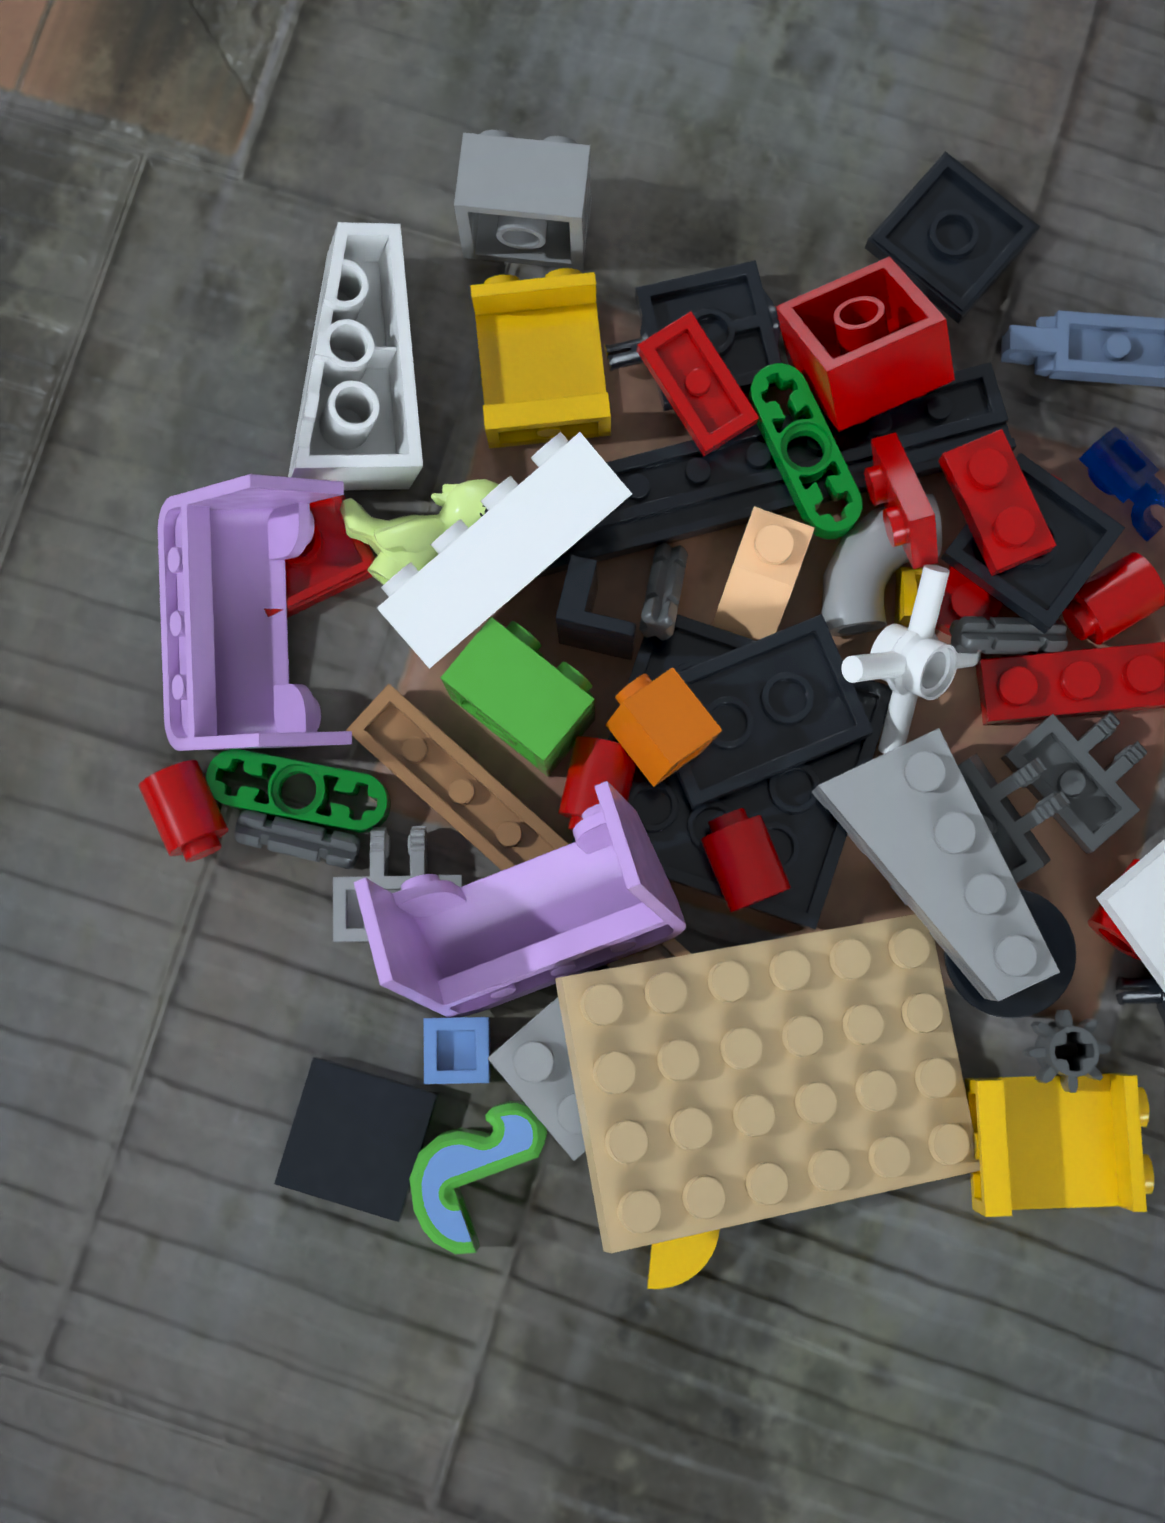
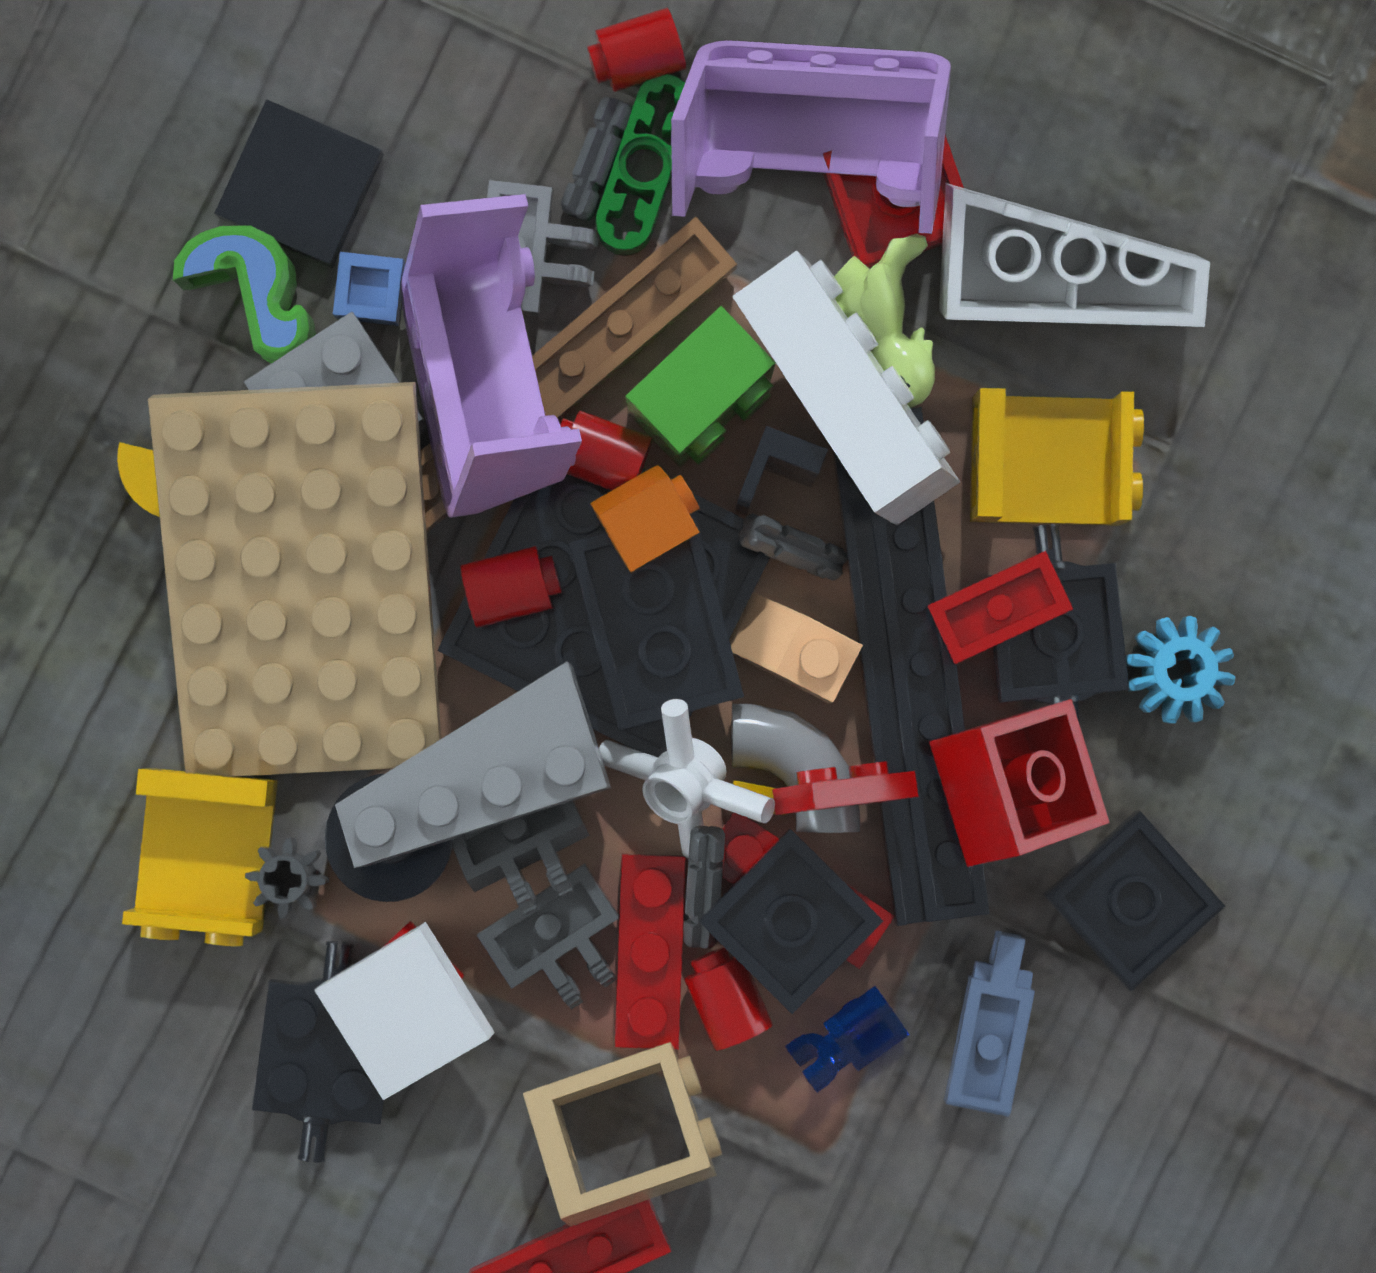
camera: 85 degrees right, 5 degrees up
(523, 199) = (1219, 457): light grey brick -> none
(736, 199) = (1197, 683): none -> medium azure gear
(771, 416) = (958, 678): green beam -> none
(997, 502) = (832, 886): red plate -> none

